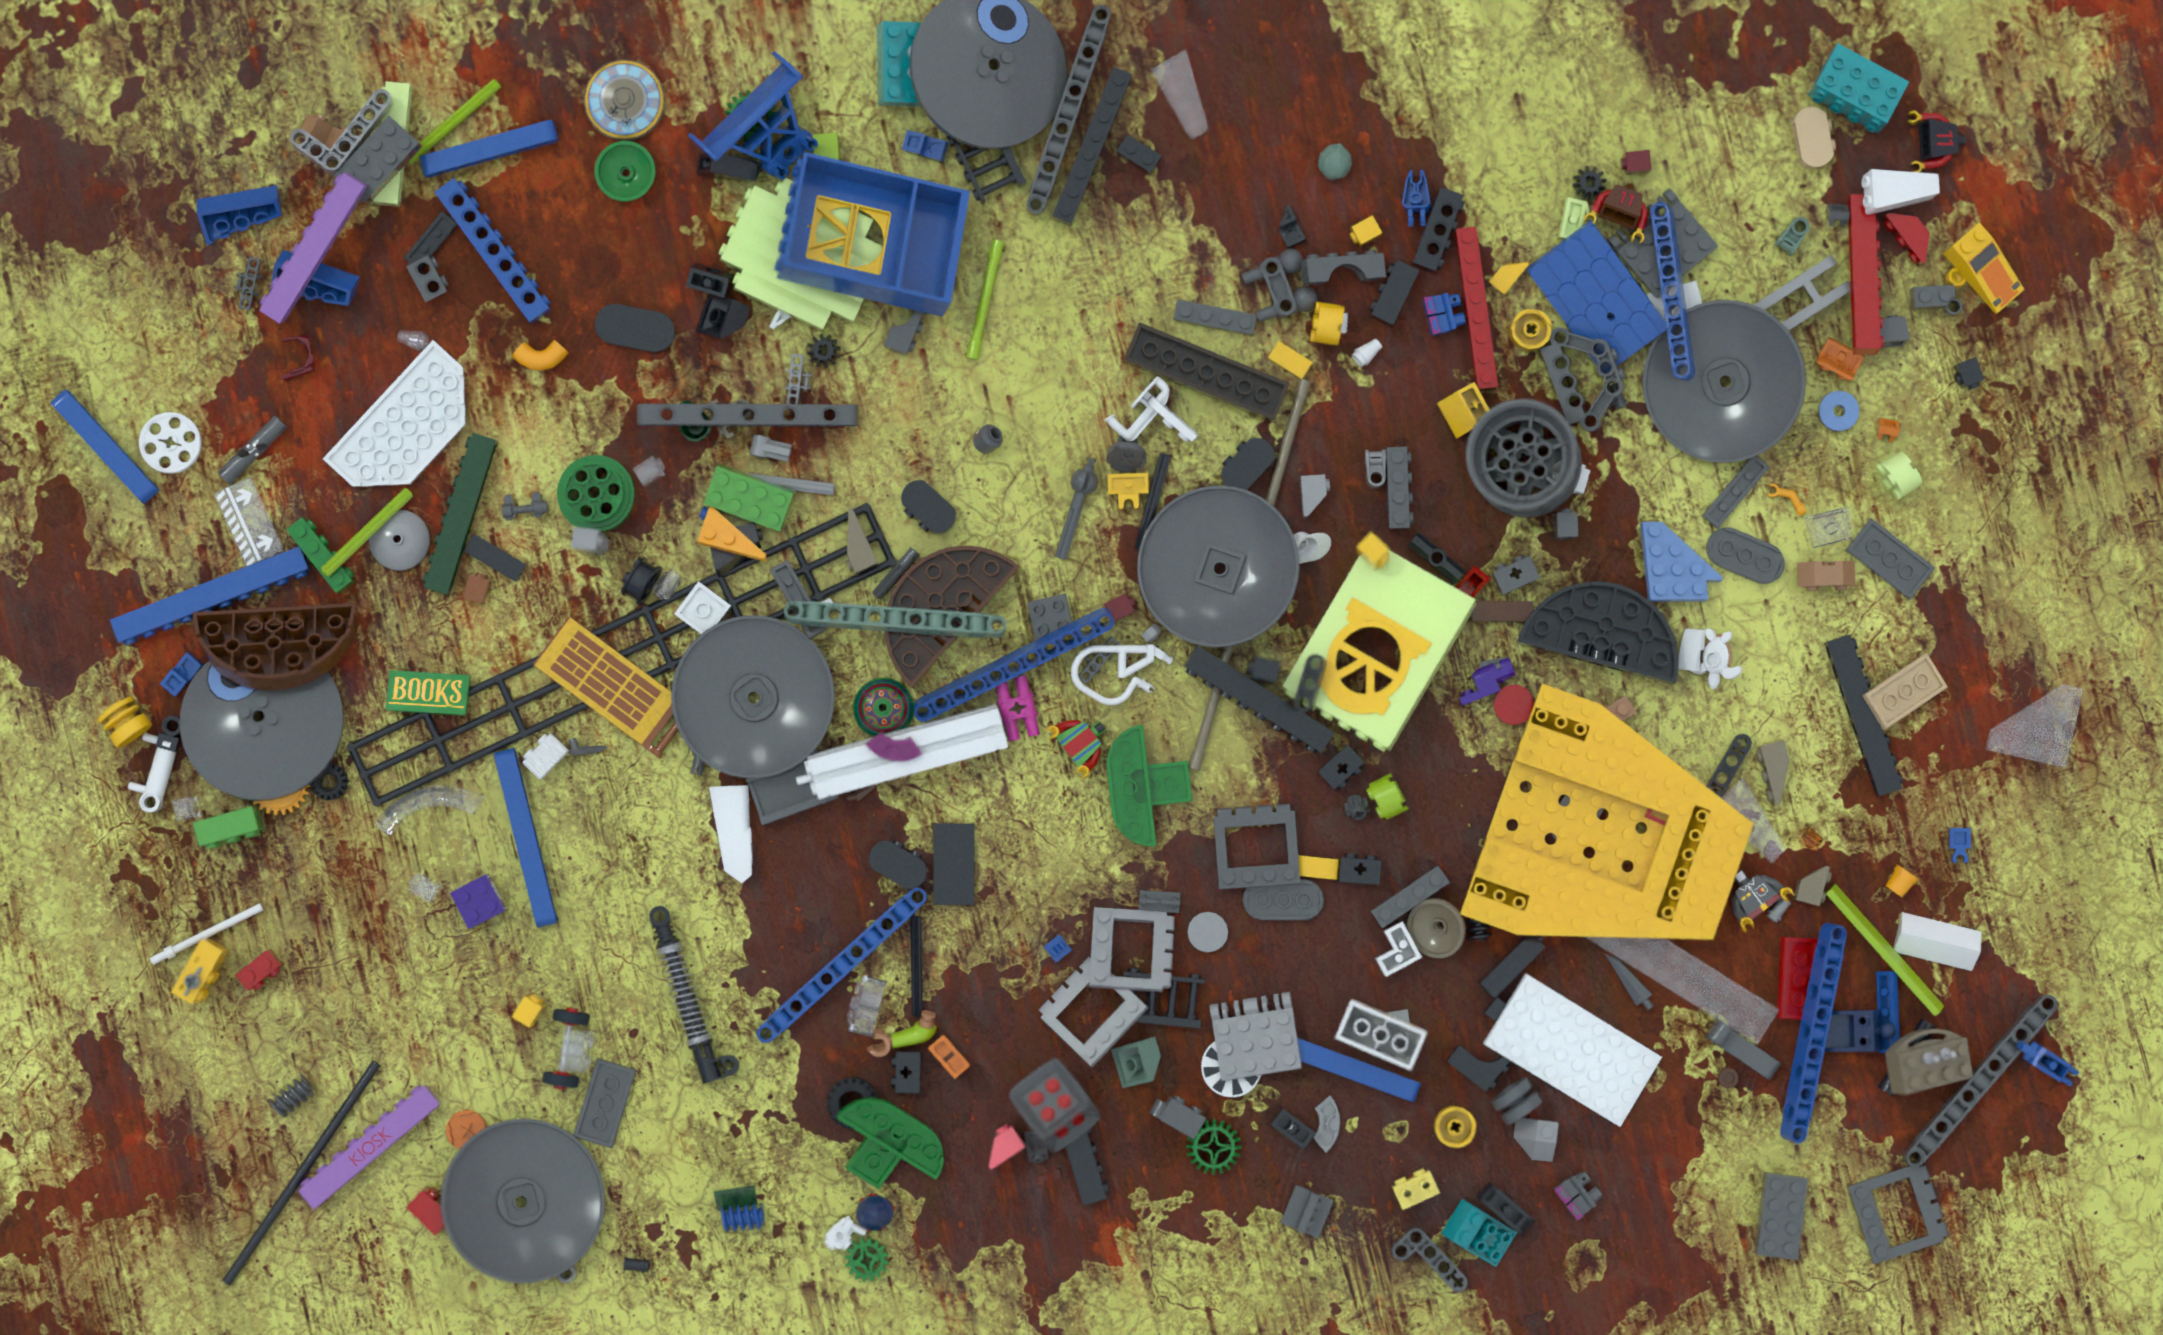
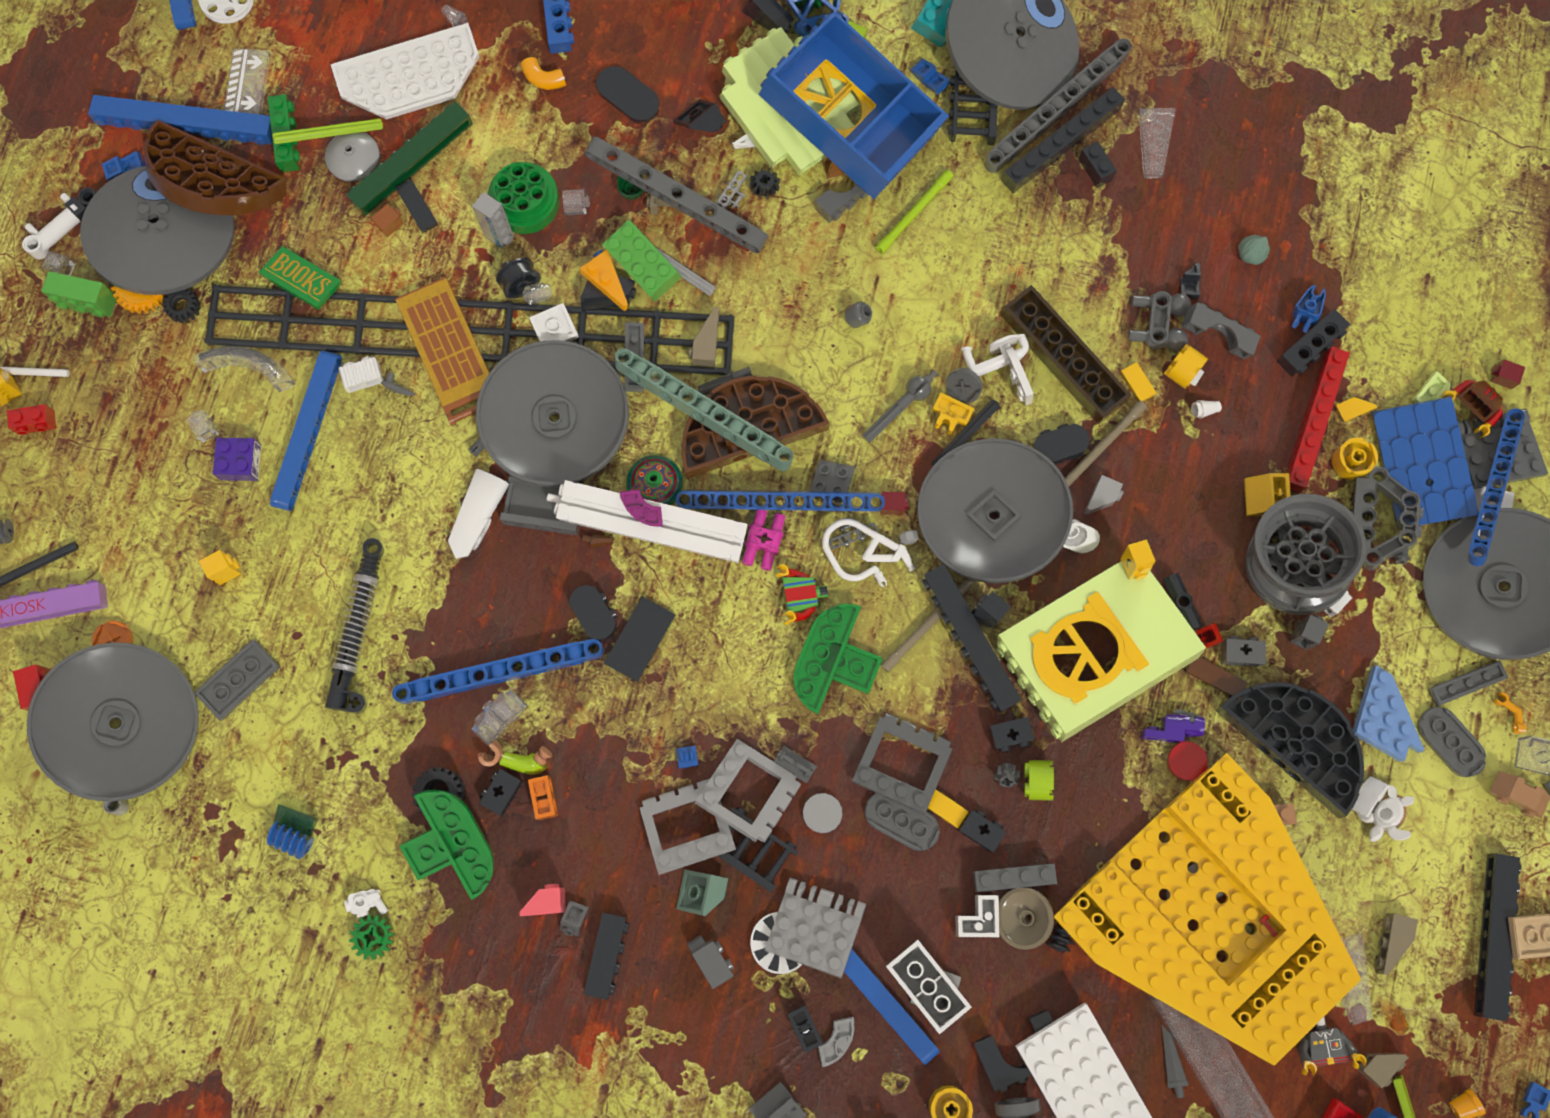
camera: 30 degrees right, 10 degrees down
(122, 719) = (52, 174): yellow wheel -> none
(263, 439) = (274, 34): dark grey piece -> none
(537, 507) = (472, 185): dark grey piece -> none
(575, 1049) = (236, 619): brick -> none
(637, 1264) = (182, 835): black pin -> none
(710, 280) = (705, 84): black brick -> none
(765, 447) = (676, 231): light grey piece -> none
(874, 1212) = (402, 899): dark blue hair -> none
(916, 966) = (560, 706): black axle -> none
(928, 507) = (780, 343): black brick -> none
(1054, 1105) = (606, 889): dark grey piece -> none
(1215, 317) = (1093, 318): dark grey plate -> none
(1223, 1147) = (718, 1021): green gear -> none
(1317, 675) = (1027, 633): black beam -> none
(1365, 231) = (1252, 314): yellow brick -> none
(1375, 466) = (1167, 500): light grey piece -> none
(1393, 292) = (1252, 373): black brick -> none
(1397, 488) = (1178, 527): dark grey brick -> none
(1442, 304) = (1283, 409): blue hips -> none
(1511, 964) = (1074, 988): black slope -> none
(1596, 186) = (1458, 363): black gear -> none
(1723, 767) = (1348, 913): black beam -> none
(1778, 910) = (1339, 1071): light grey pin -> none

